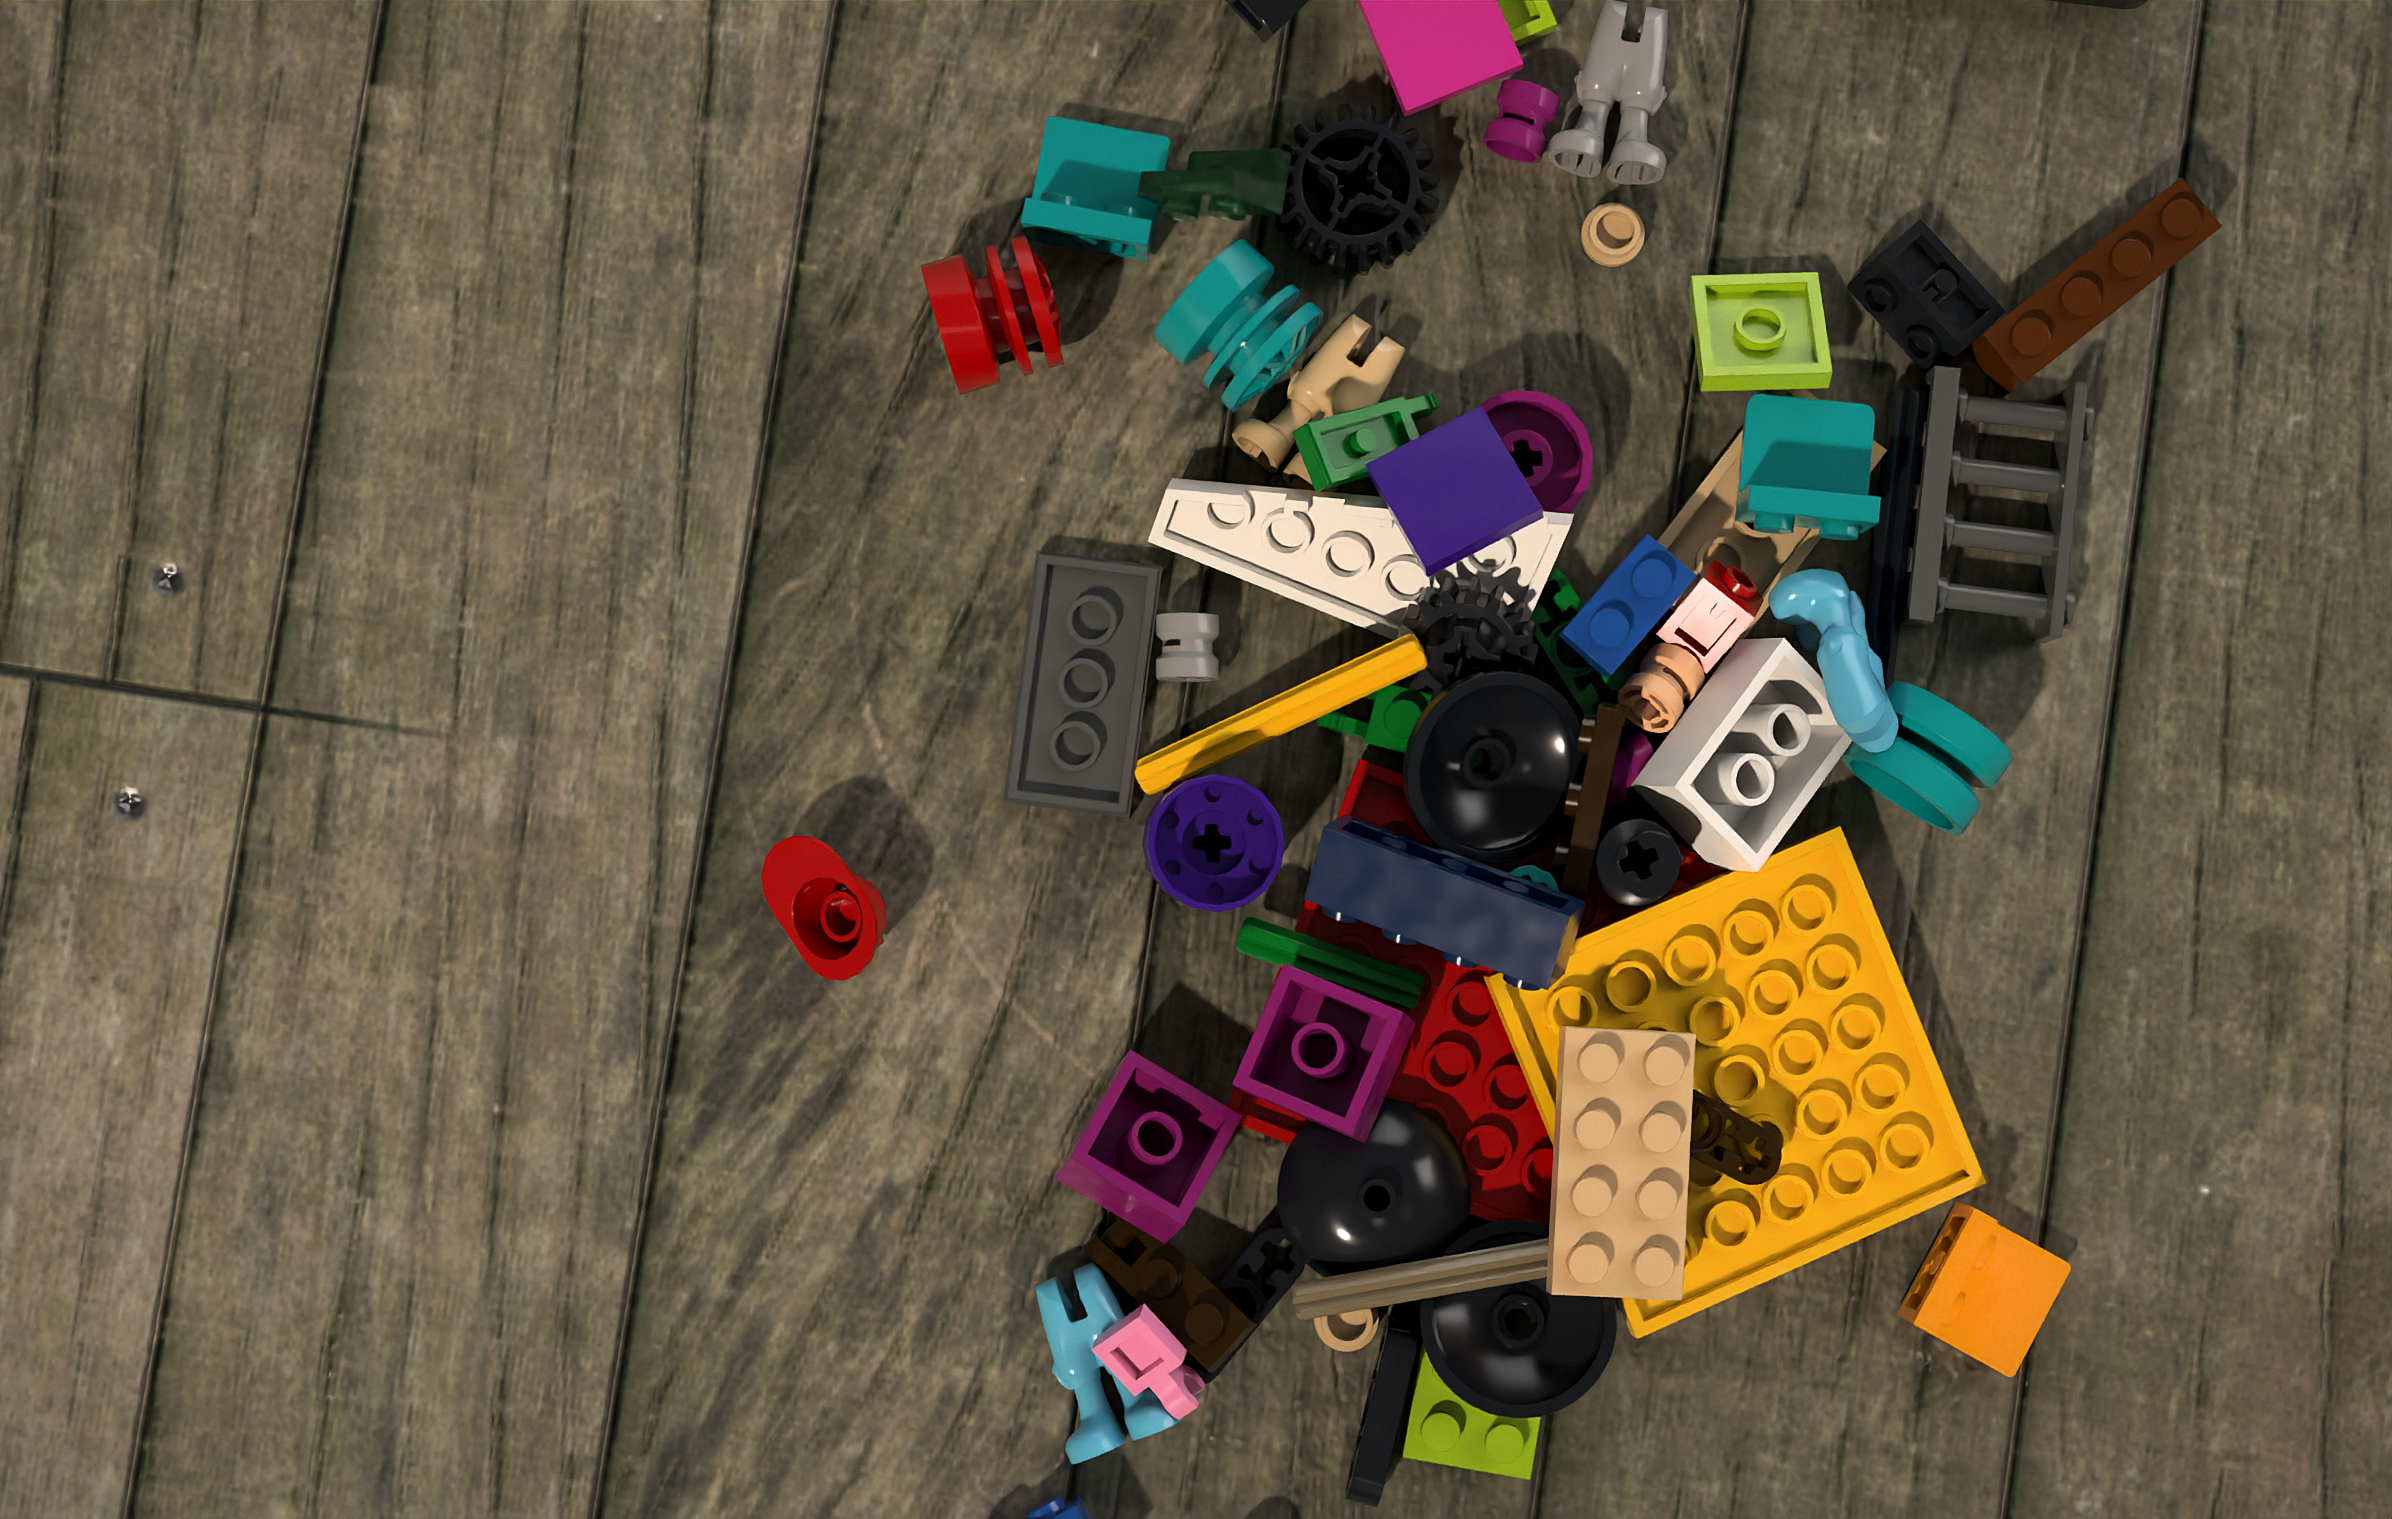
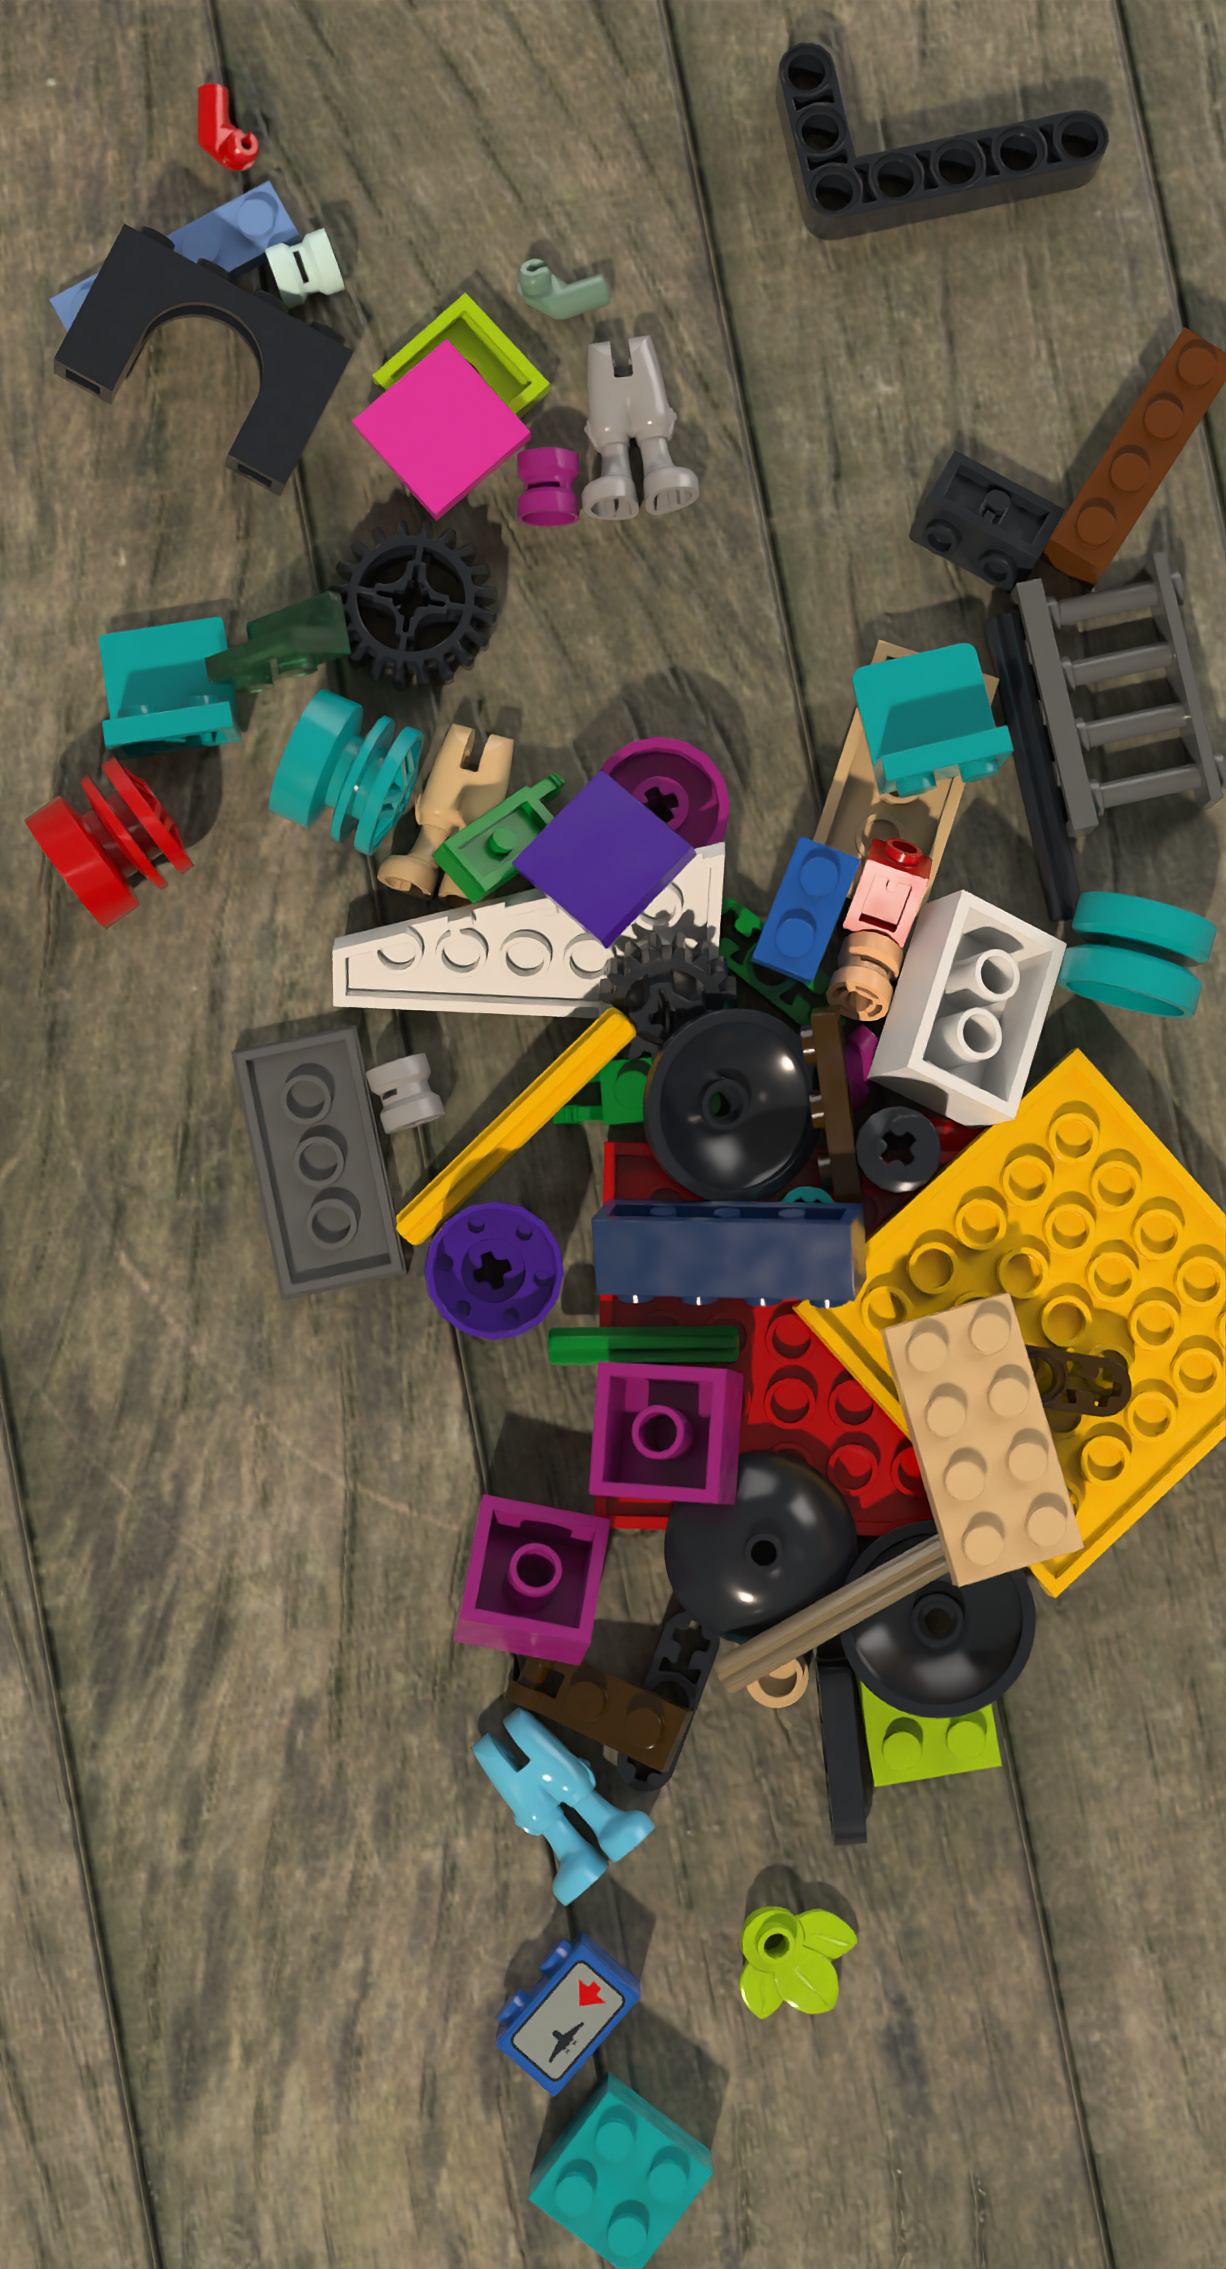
camera: 25 degrees left, 0 degrees up
(823, 906) = (145, 1460): red piece -> none
(1149, 1355) = (602, 1778): bright pink plate -> none
(1612, 234) = (671, 564): tan plate -> none
(1760, 332) = (841, 608): lime plate -> none
(1833, 627) = (1006, 863): medium azure piece -> none

